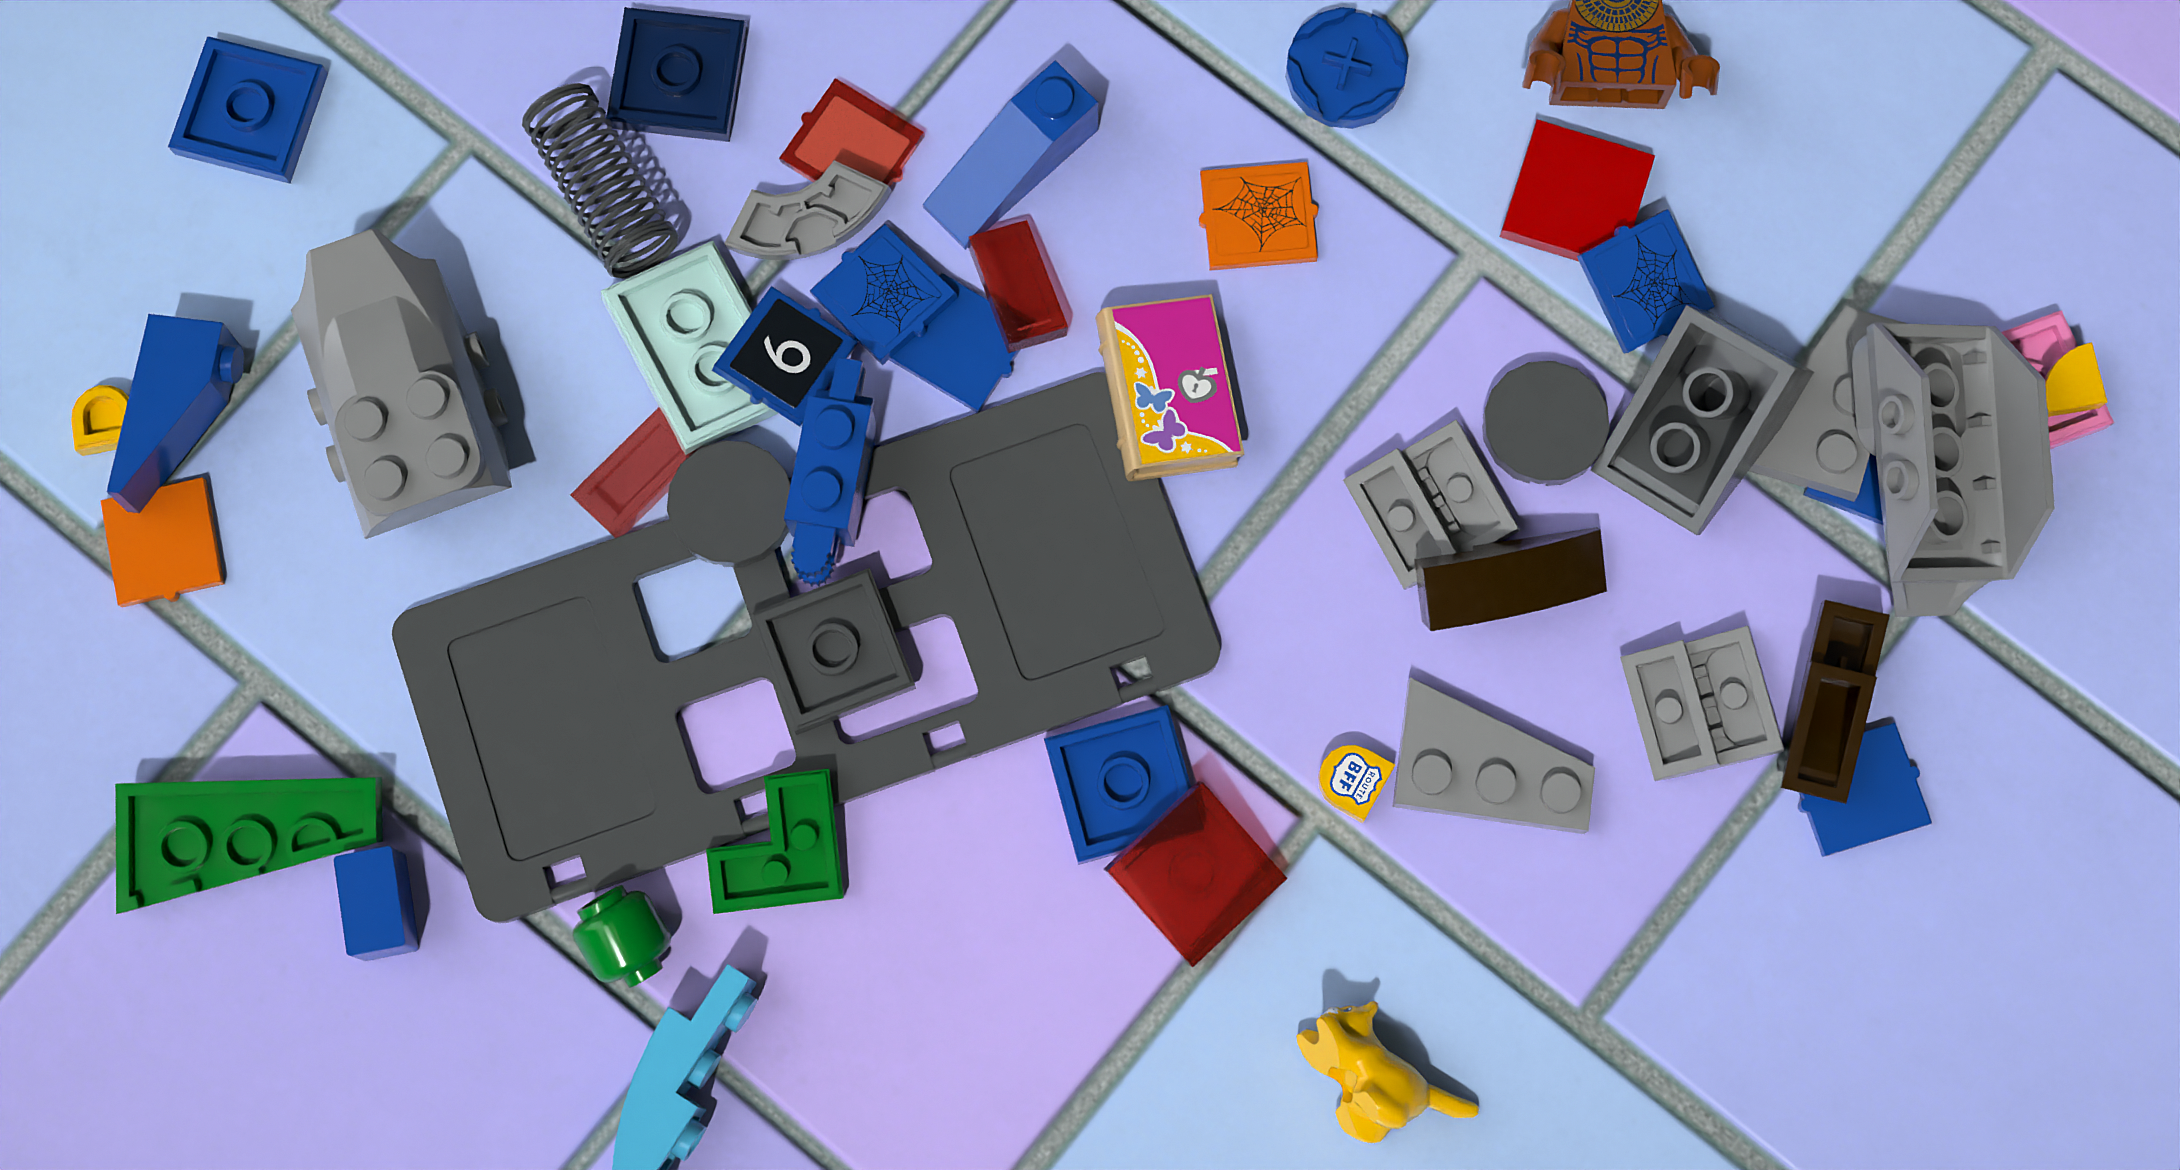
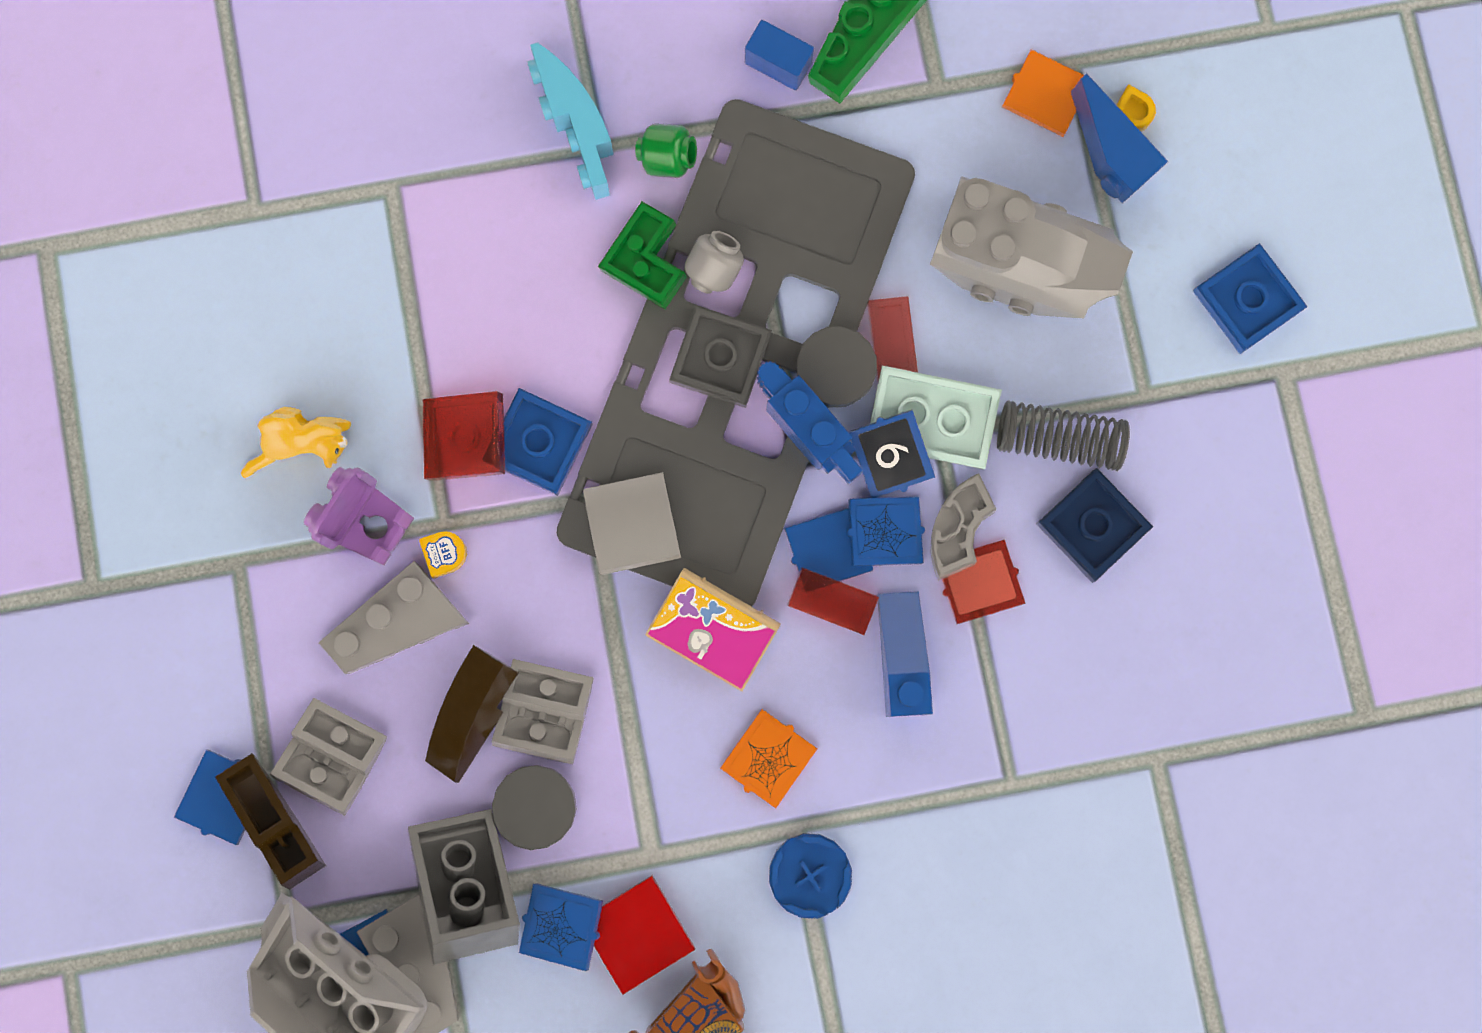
camera: 125 degrees right, 5 degrees up
(720, 751) = (714, 262): none -> light grey head
(1126, 581) = (631, 523): none -> light grey slope
(1429, 917) = (340, 519): none -> medium lavender piece

